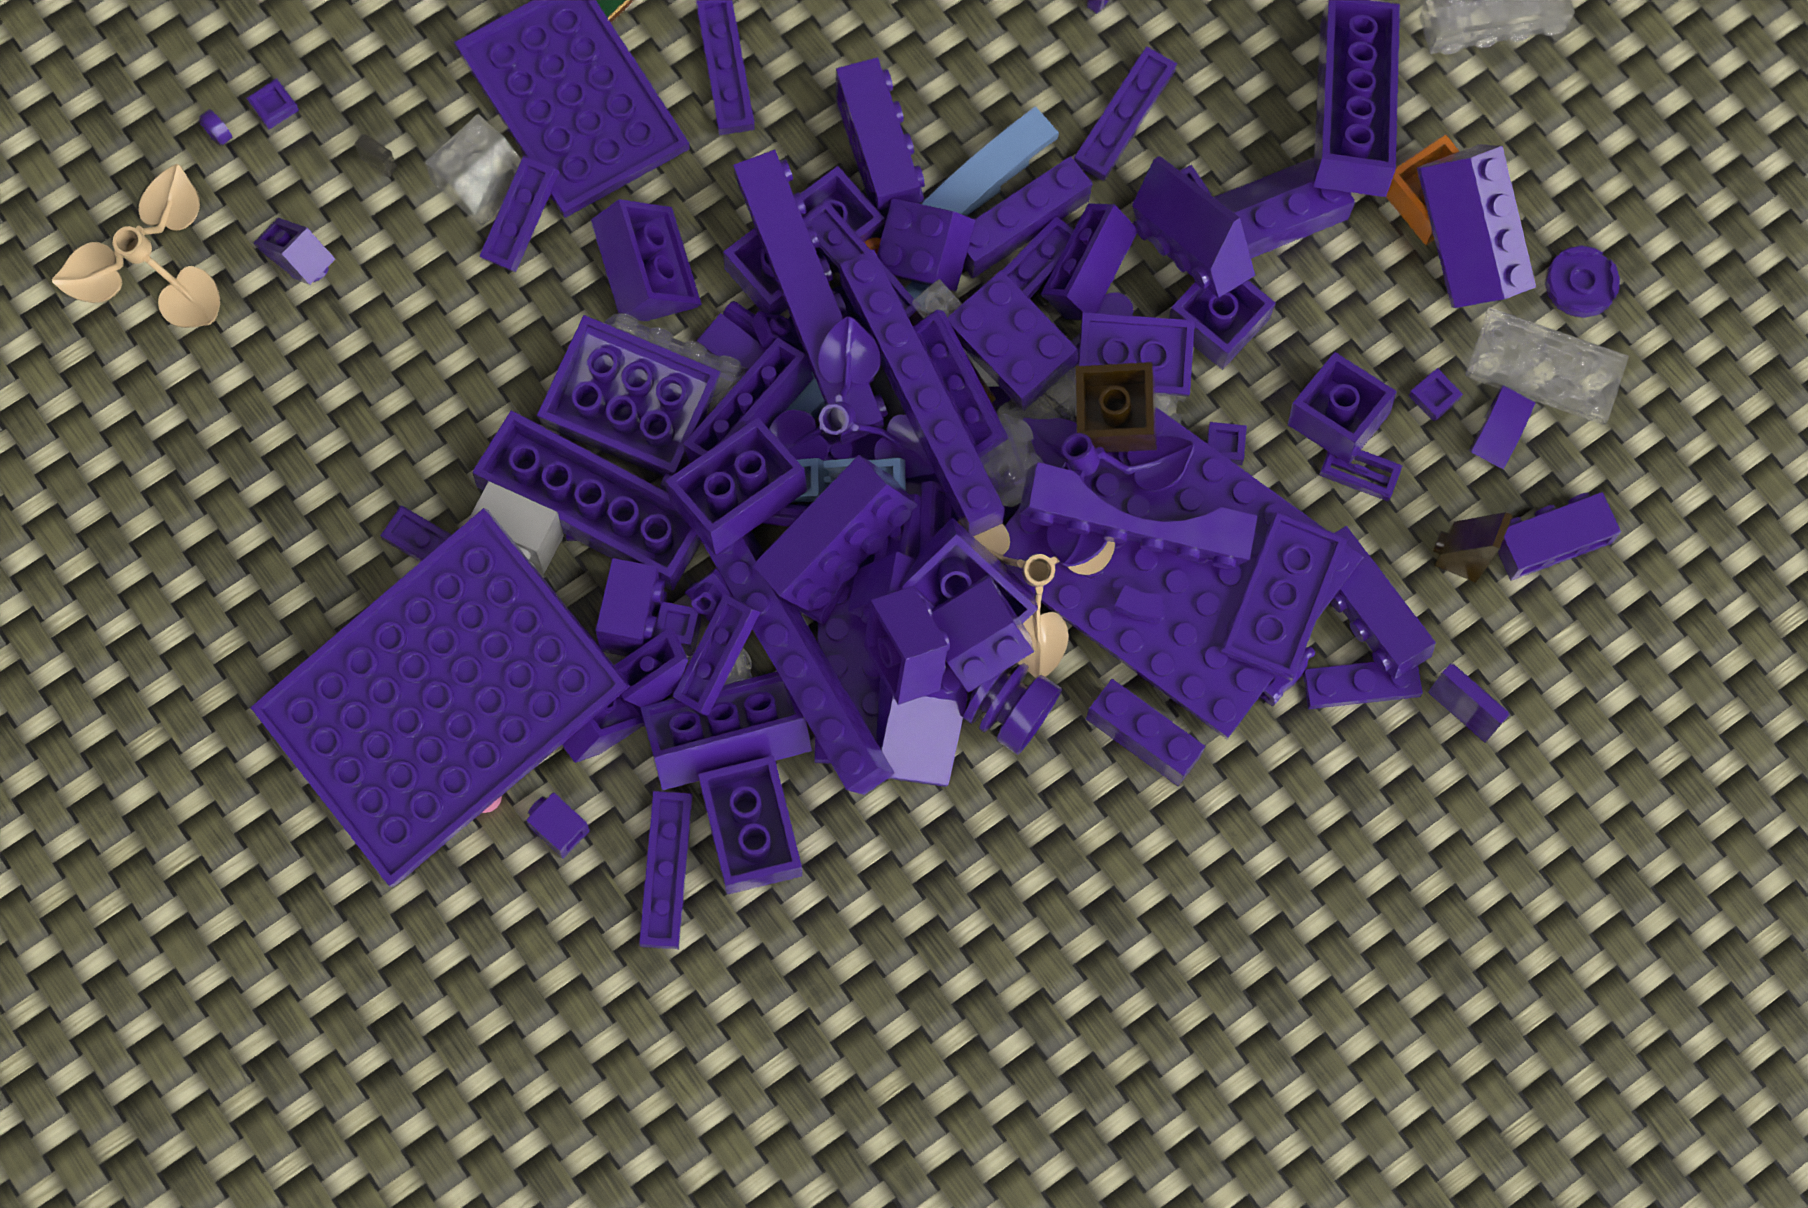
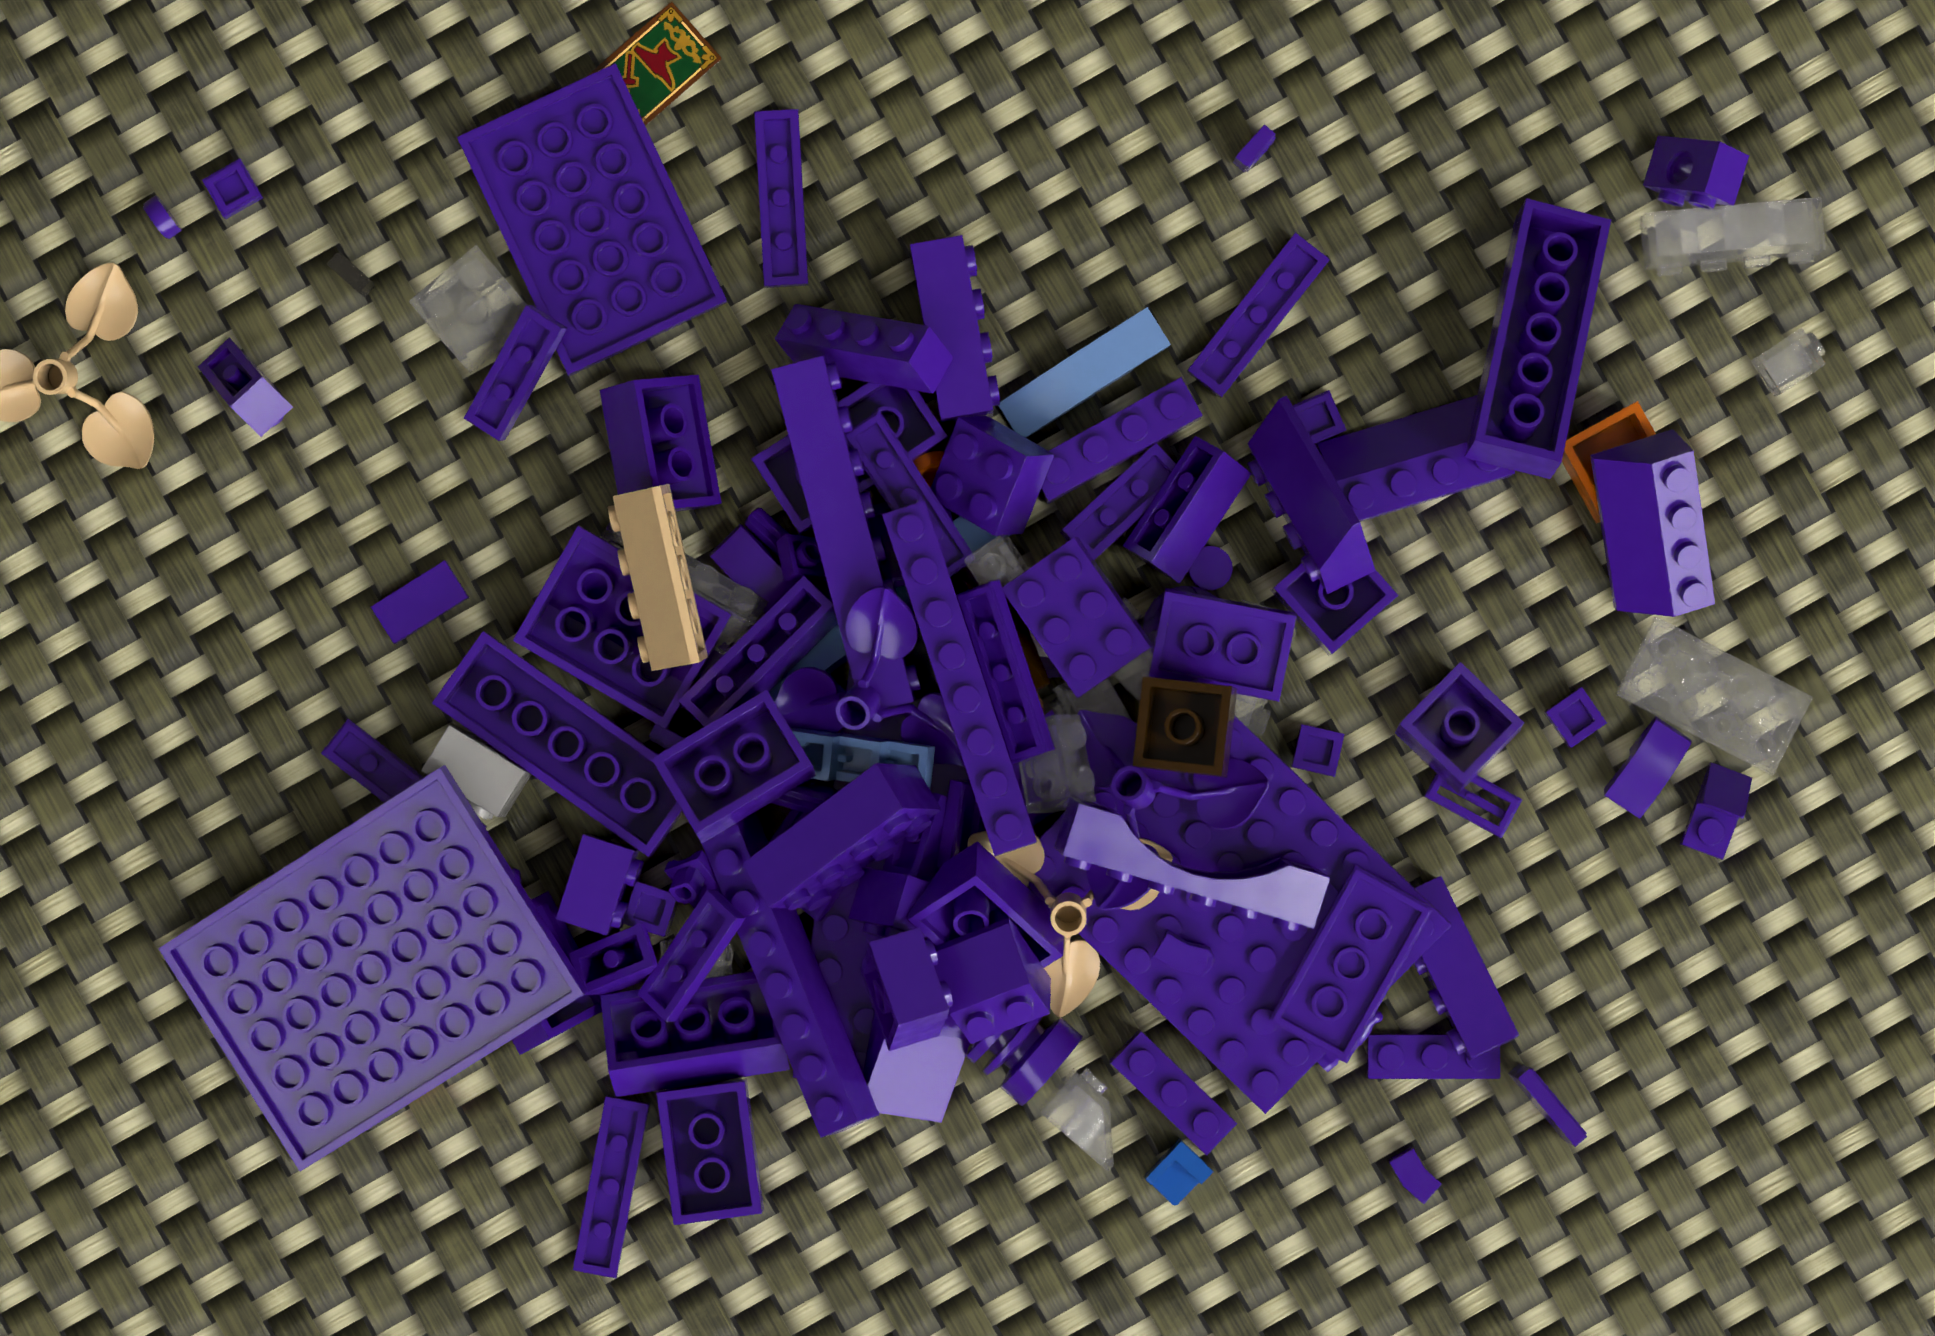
camera: 10 degrees right, 15 degrees up
(455, 406) = (420, 602): none -> dark purple tile
(557, 824) = (493, 1121): dark purple brick -> none
(656, 338) = (659, 578): none -> tan slope
(818, 147) = (867, 347): none -> dark purple brick
(1071, 757) = (1083, 1114): none -> clear slope
(1159, 802) = (1177, 1172): none -> blue panel
(1362, 782) = (1413, 1175): none -> dark purple piece
(1471, 544) = (1581, 917): dark brown slope -> none
(1557, 535) = (1687, 907): dark purple brick -> none
(1559, 104) = (1790, 361): none -> clear brick
(1565, 459) = (1716, 811): none -> dark purple slope
(1582, 281) = (1777, 590): dark purple tile -> none

